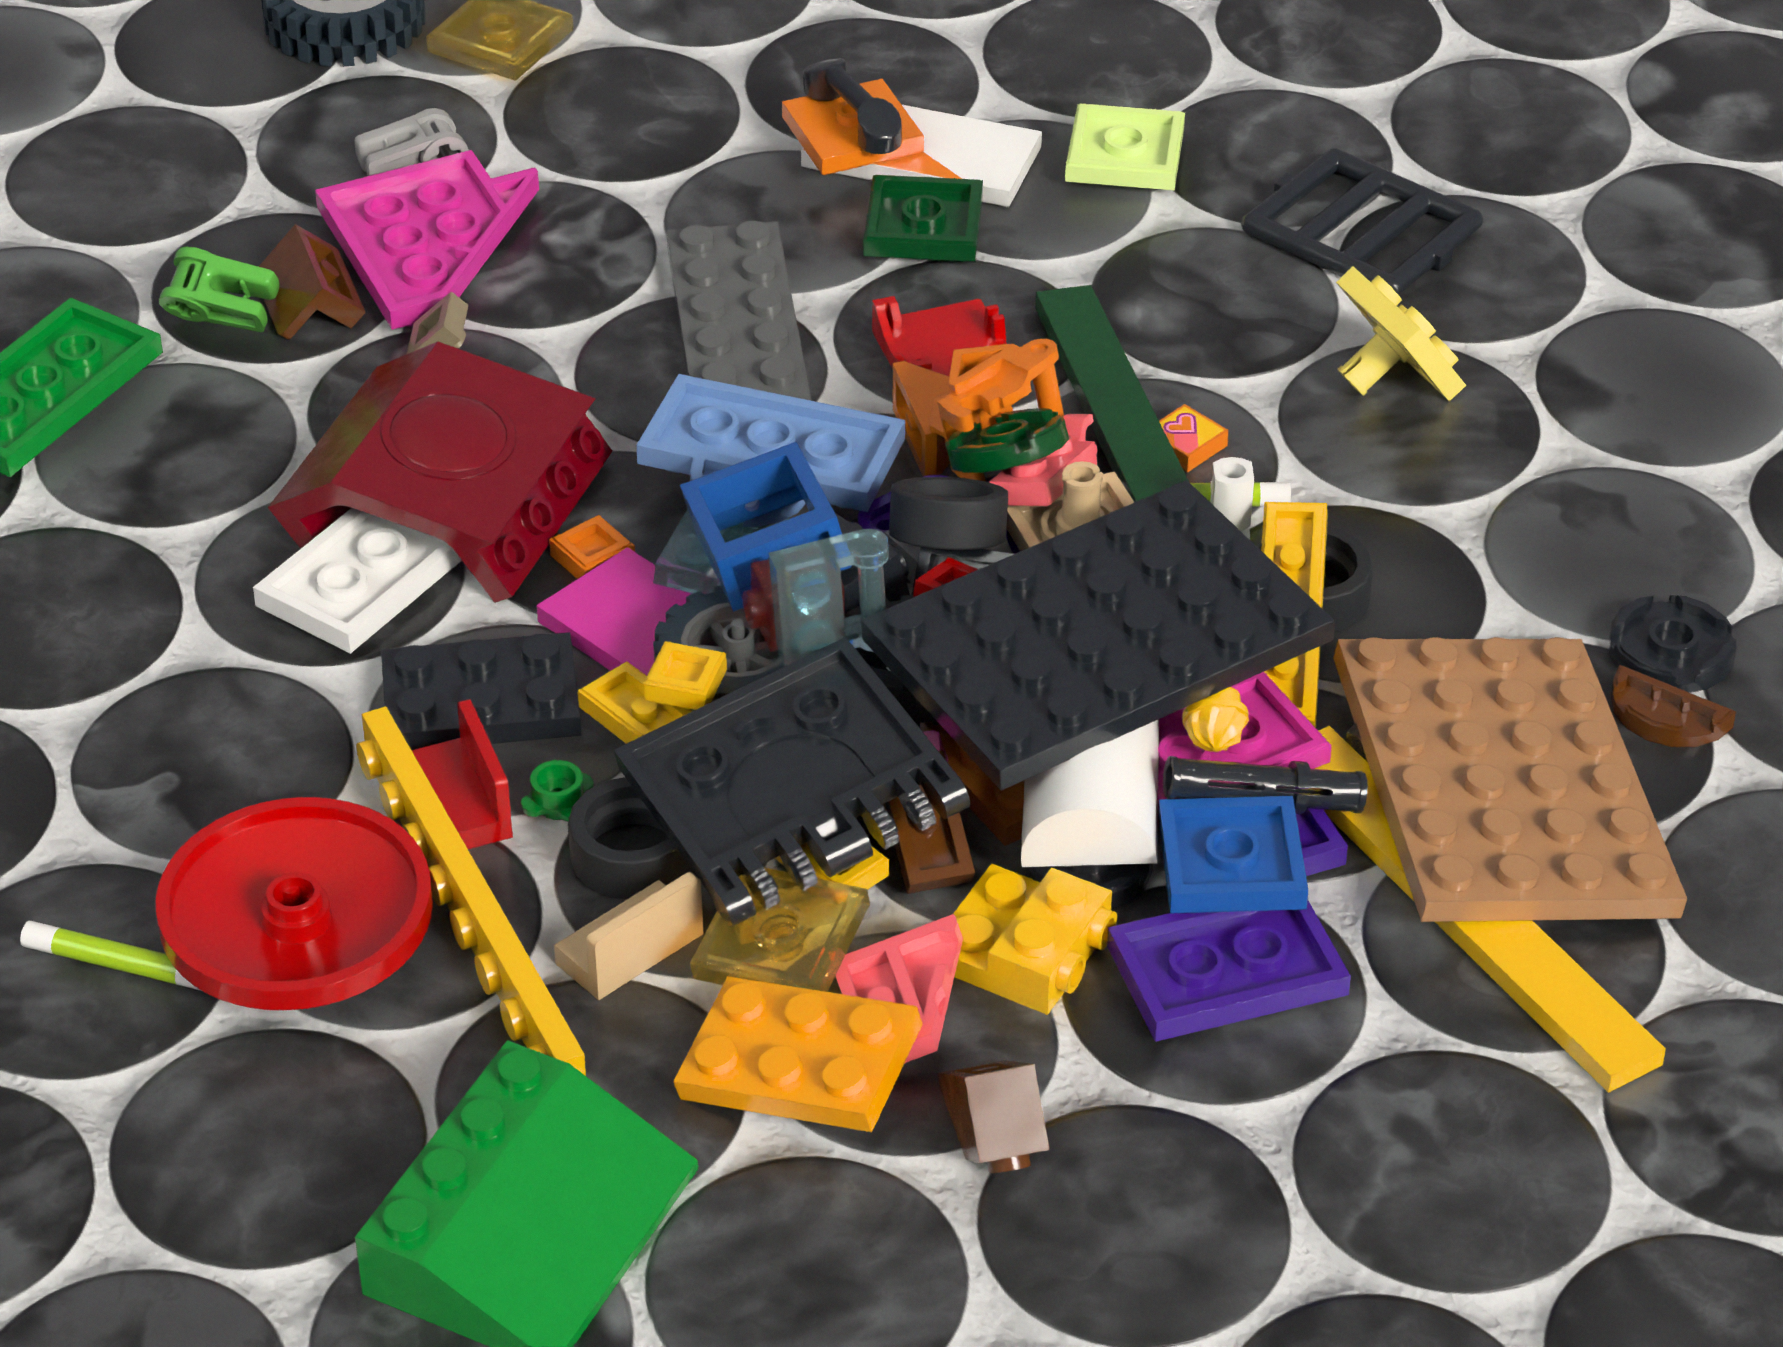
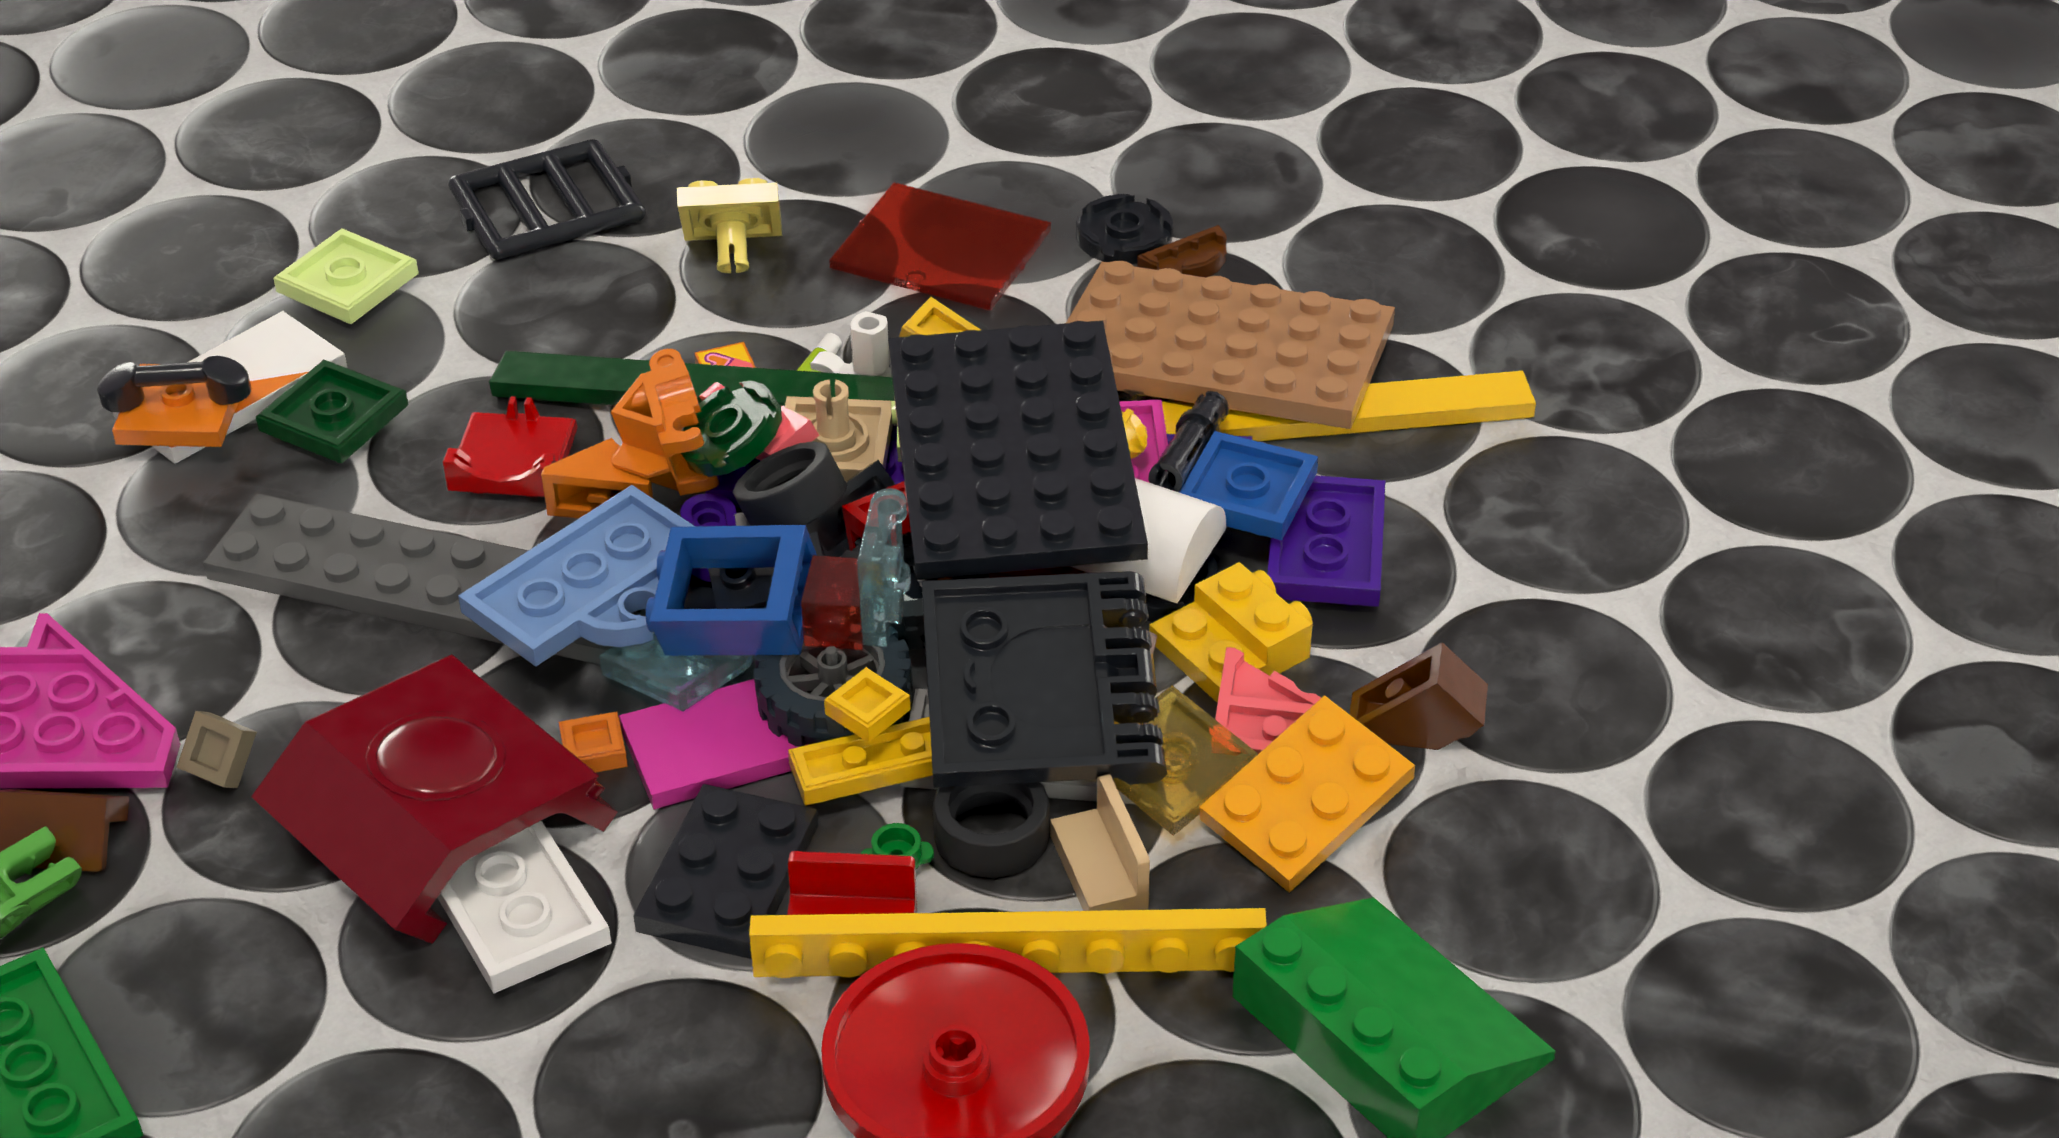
camera: 65 degrees left, 0 degrees up
(1526, 518) = (941, 246): none -> clear red piece

